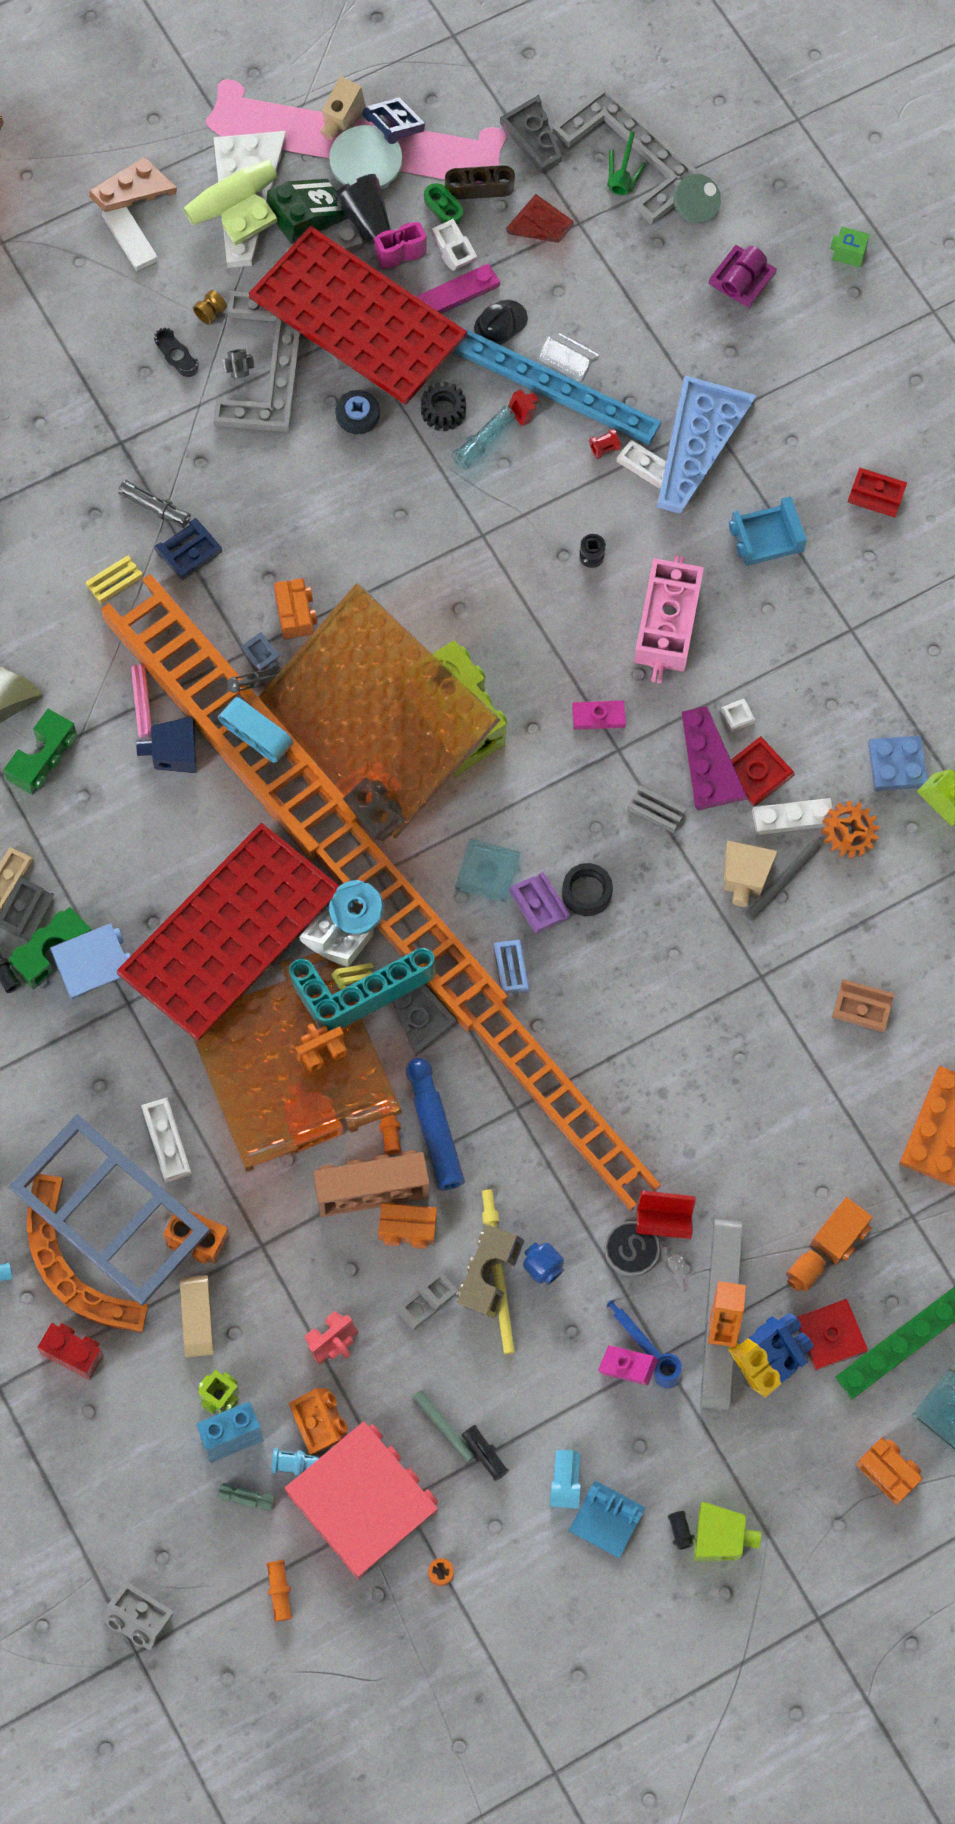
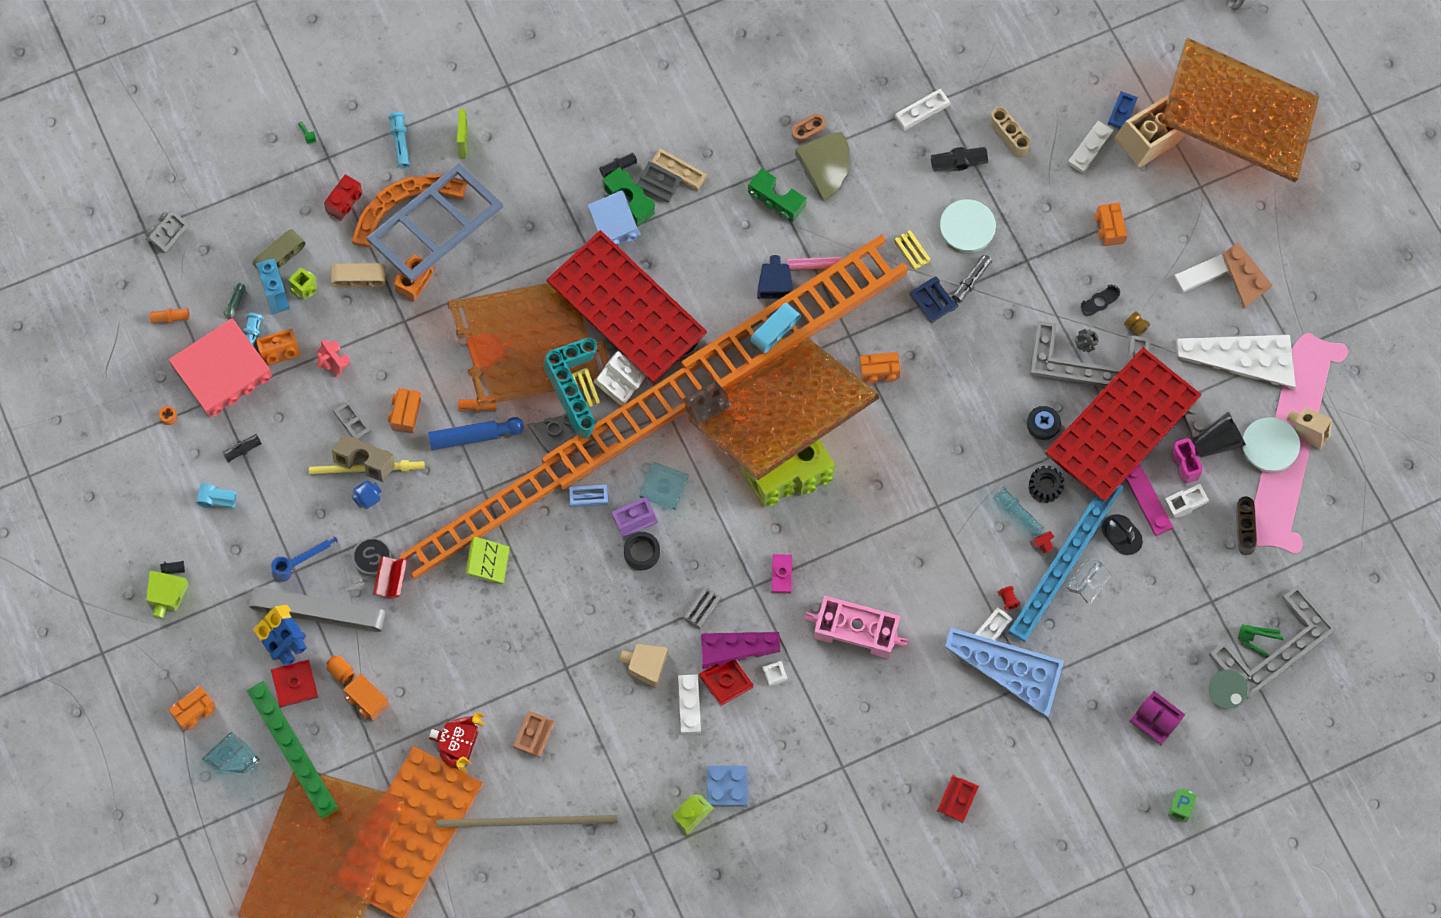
camera: 95 degrees right, 0 degrees up
(66, 340) = (1111, 224): none -> orange brick
(74, 513) = (967, 226): none -> light aqua tile
(166, 1140) = (484, 264): white tile -> none
(167, 1437) = (282, 249): none -> olive beam
(237, 202) = (1224, 343): yellowish green plate -> none
(253, 679) = (817, 331): dark grey piece -> none
(260, 652) = (844, 343): sand blue bracket -> none
(304, 205) = (1224, 393): dark green slope -> none
(318, 1042) = (532, 361): orange hips -> none
(342, 901) = (638, 395): medium azure plate -> none
(370, 1183) = (434, 385): nougat brick -> none
(399, 115) = (1306, 471): dark blue plate -> none
(444, 1426) = (266, 424): sand green bar -> none
(445, 205) = (1226, 498): green plate -> none
(532, 133) = (1293, 570): dark grey wing -> none
(540, 221) = (1211, 569): clear red wing -> none
(592, 556) = (918, 583): black wheel -> none
(607, 1519) = (187, 522): dark azure hinge -> none
(624, 1087) = (487, 560): none -> lime tile
(628, 1365) = (287, 542): dark pink plate -> none
(726, 1314) = (306, 599): orange brick -> none
(768, 533) = (926, 710): dark azure panel -> none
(783, 879) = (640, 691): dark grey bar -> none
(840, 825) = (675, 732): orange gear -> none
(889, 1101) = (458, 740): none -> red torso

